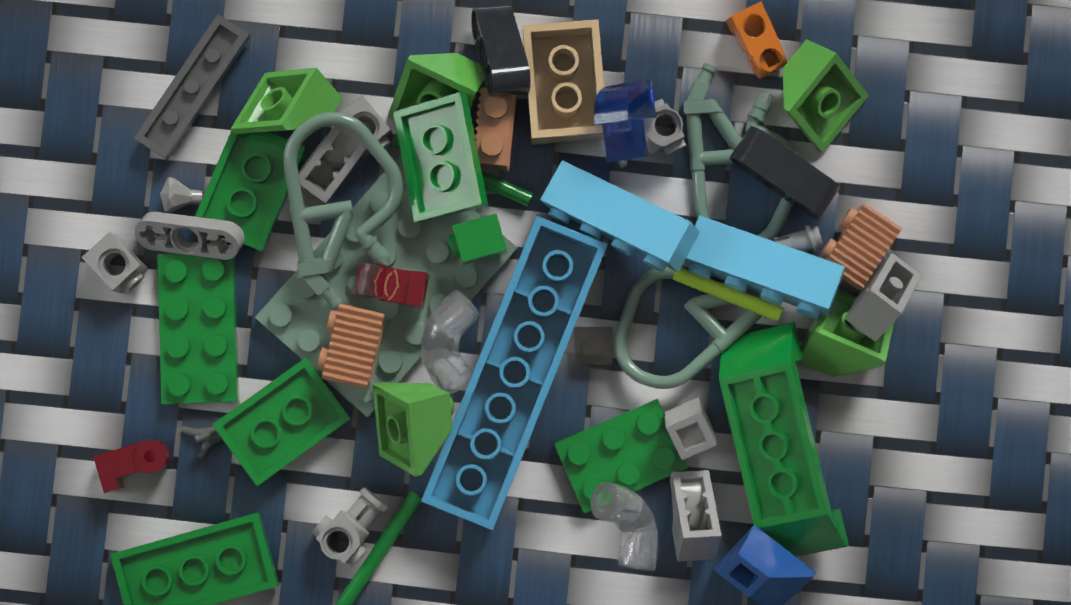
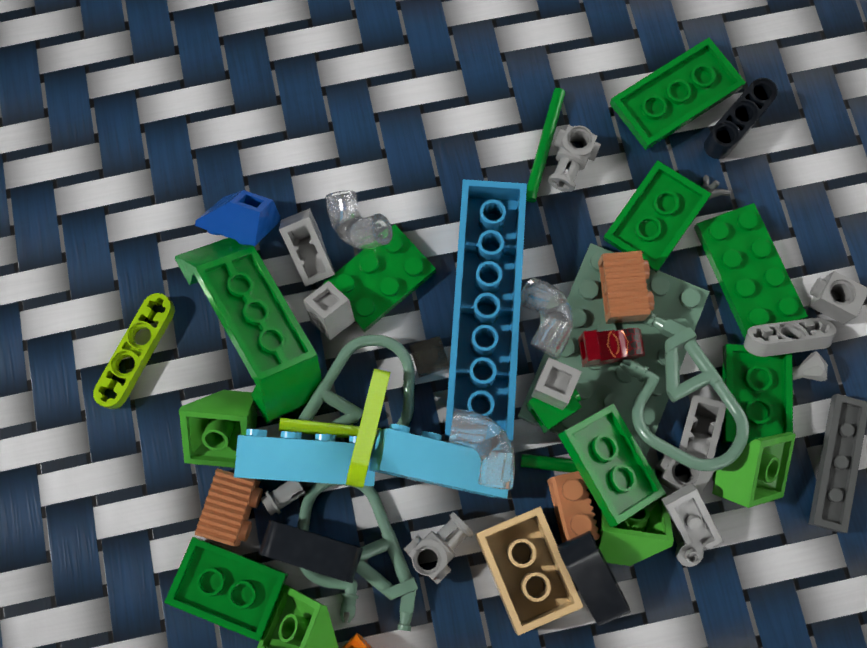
camera: 170 degrees right, 10 degrees down
(116, 514) = (746, 107): none -> black beam
(145, 456) = (752, 158): dark red leg -> none
(377, 72) = (692, 524): none -> light grey hinge
(411, 423) = (554, 243): bright green slope -> none
(475, 251) = (556, 383): none -> light grey brick
(563, 213) = (490, 443): none -> clear cylinder
(621, 114) = (471, 553): clear blue brick -> none
(686, 275) = (368, 429): none -> lime beam
(883, 165) = (226, 588): none -> green plate
(883, 297) = (194, 466): light grey brick -> none
(925, 462) = (129, 348): none -> lime beam

